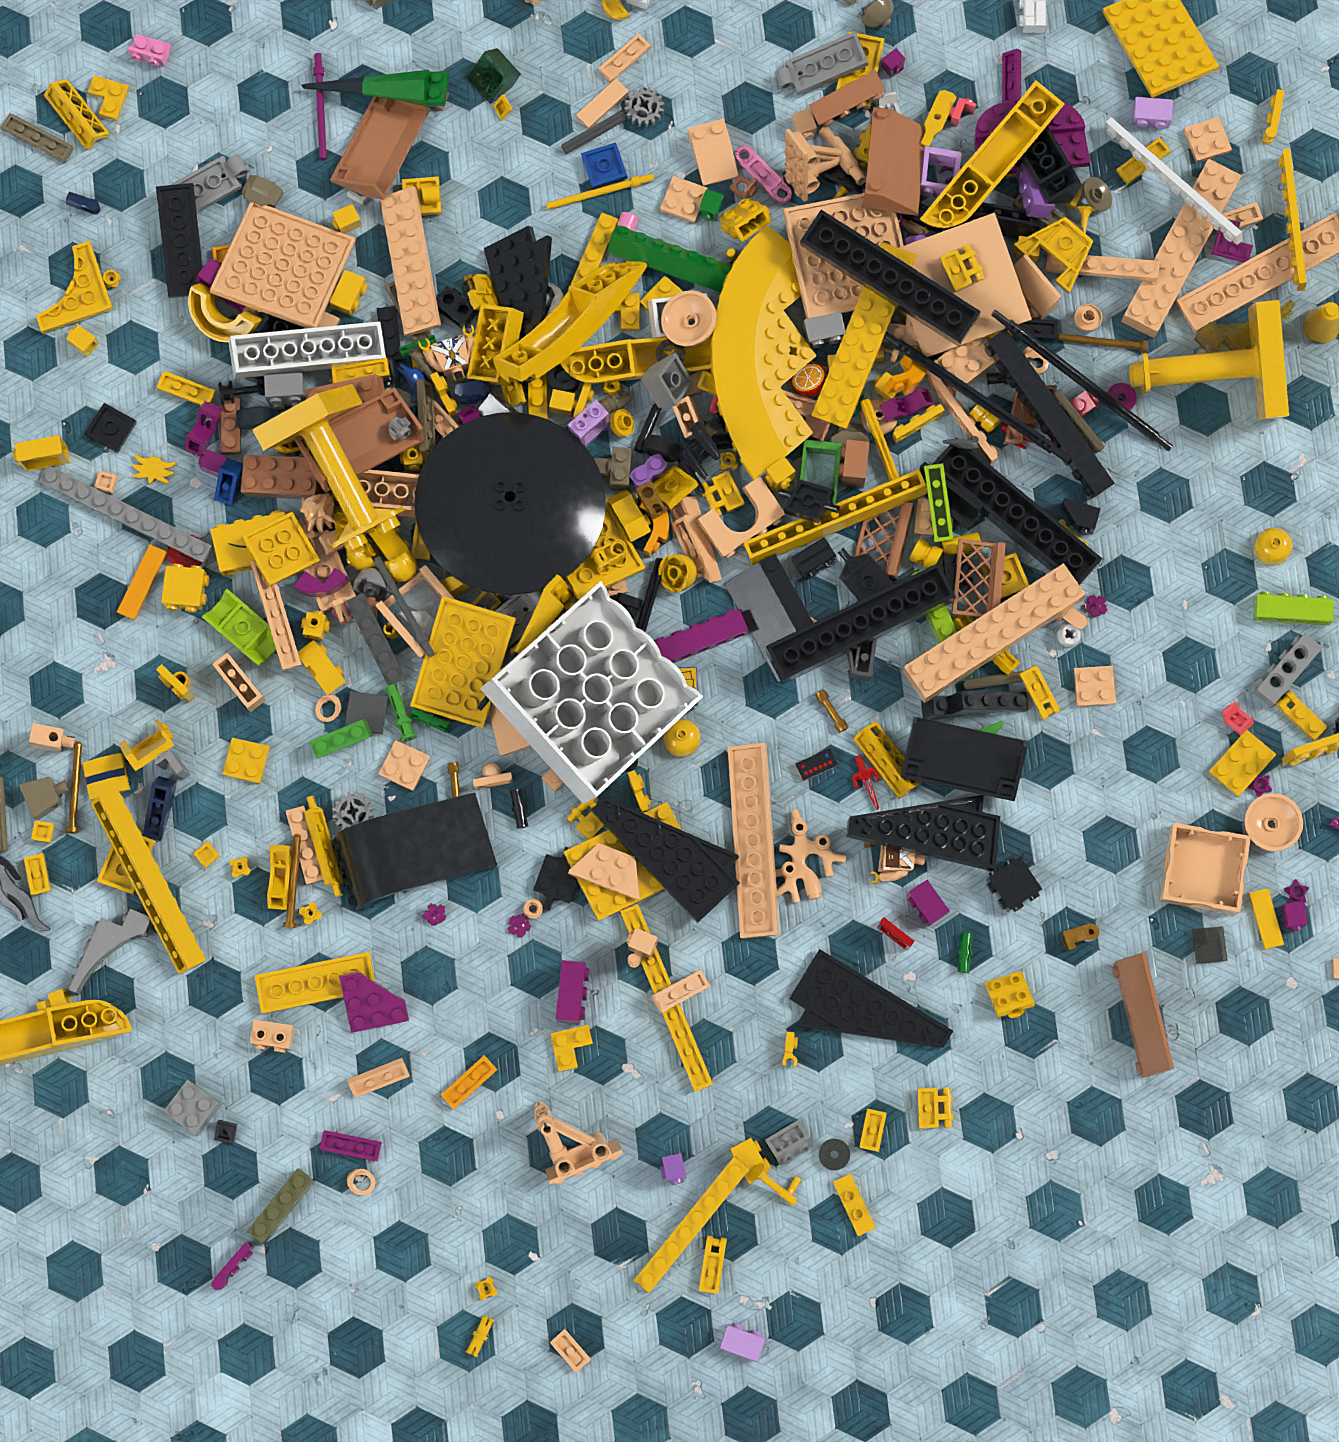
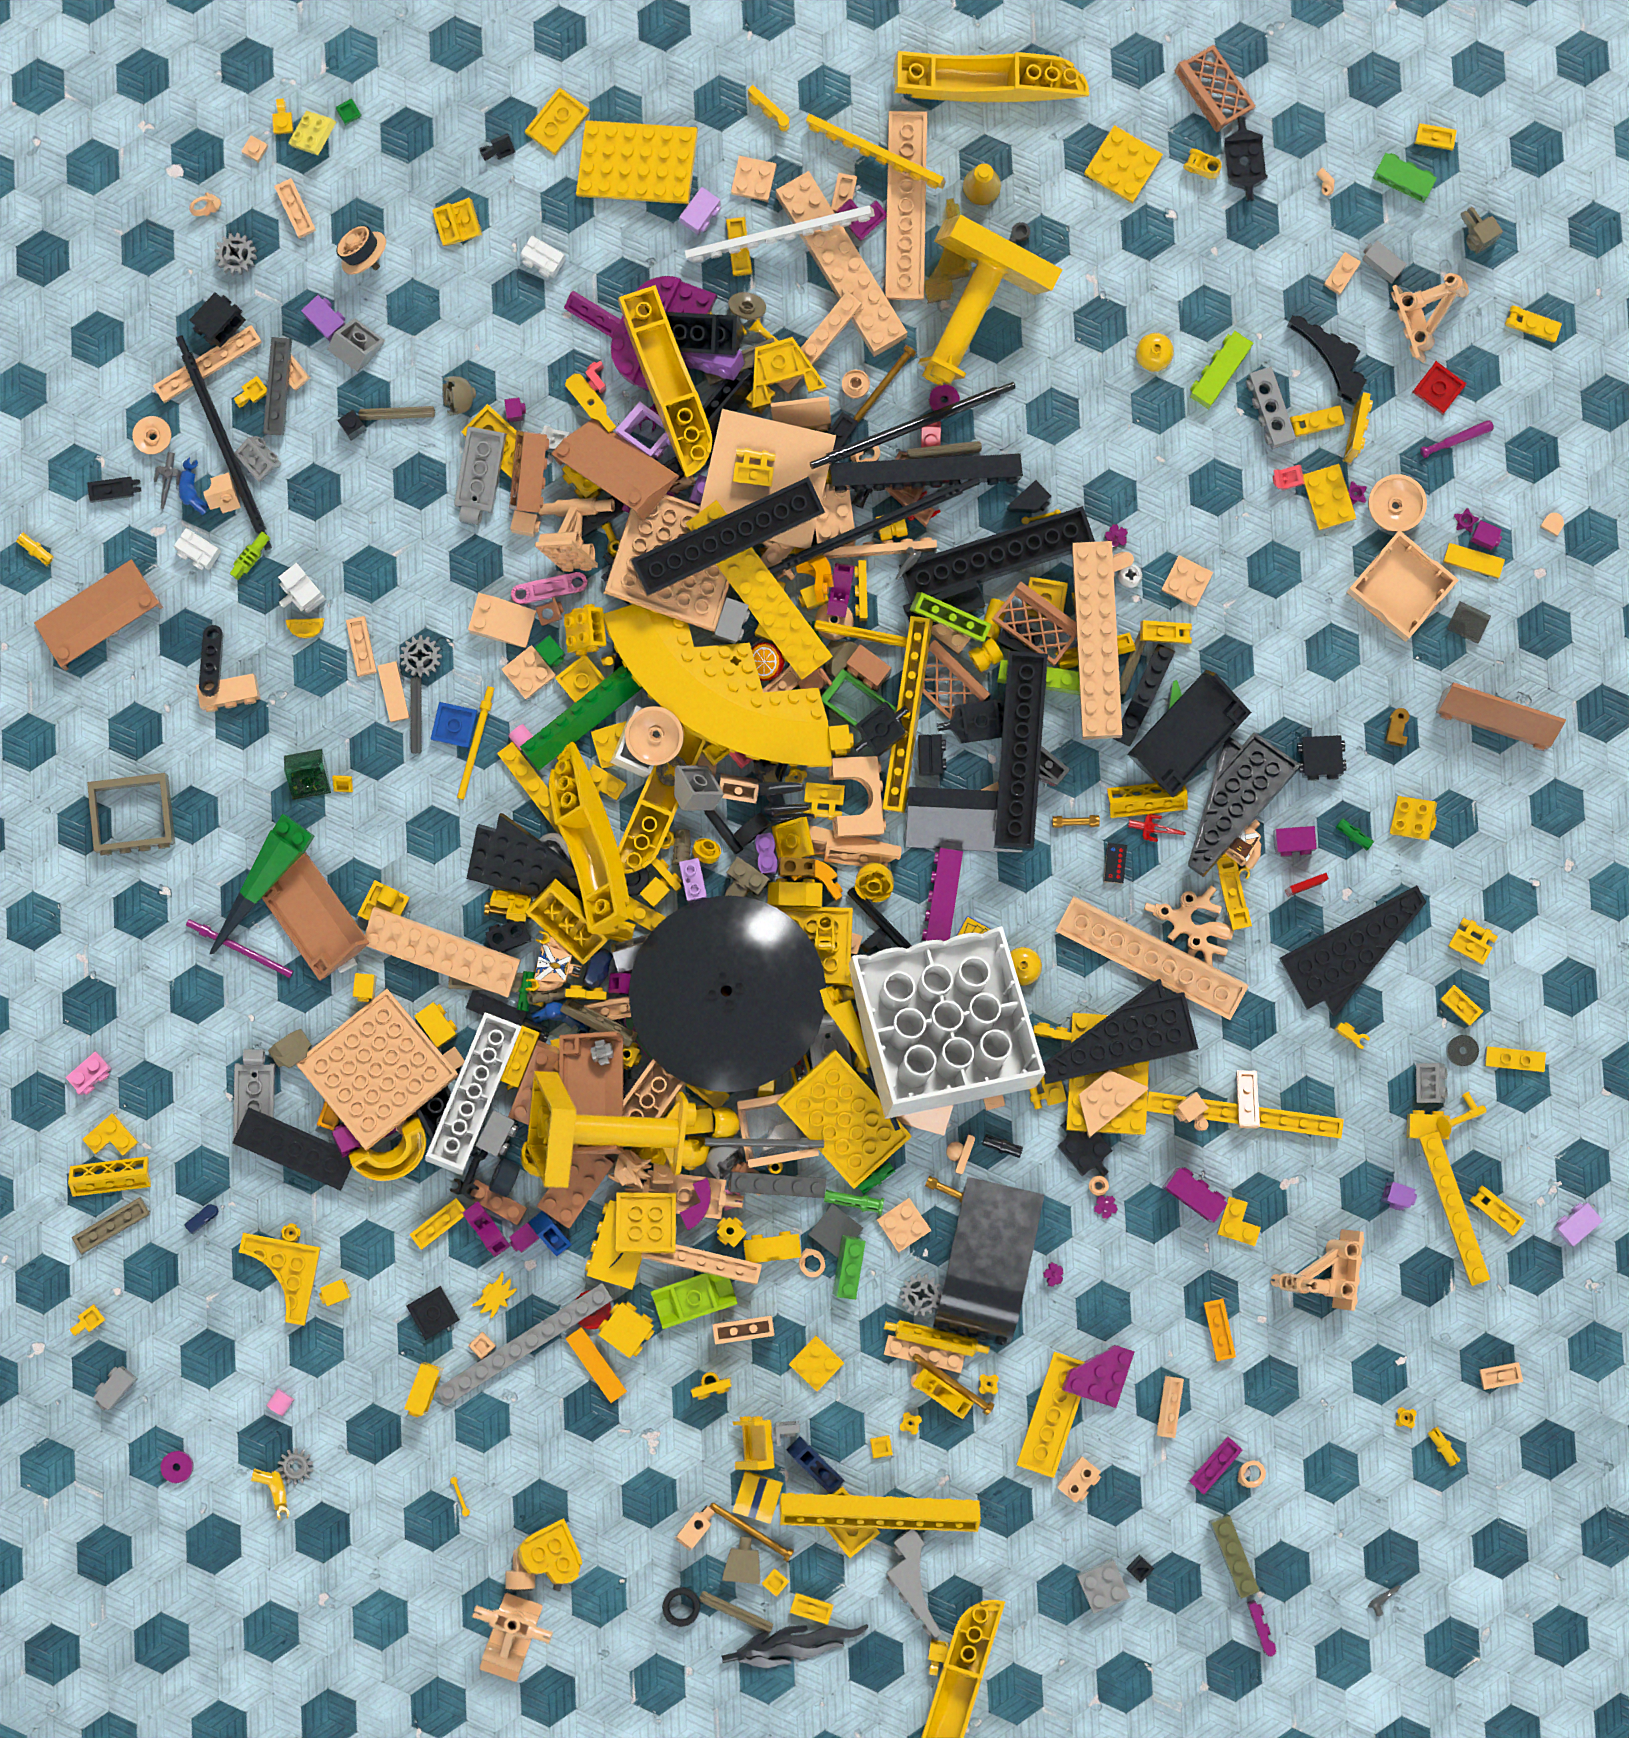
camera: 60 degrees left, 5 degrees up
(312, 1355) = (1381, 1599): none -> dark grey bar
(704, 240) = (579, 678): none -> yellow plate
(851, 877) = (1233, 893): none -> yellow slope
(1302, 377) = (1020, 232): none -> dark grey plate

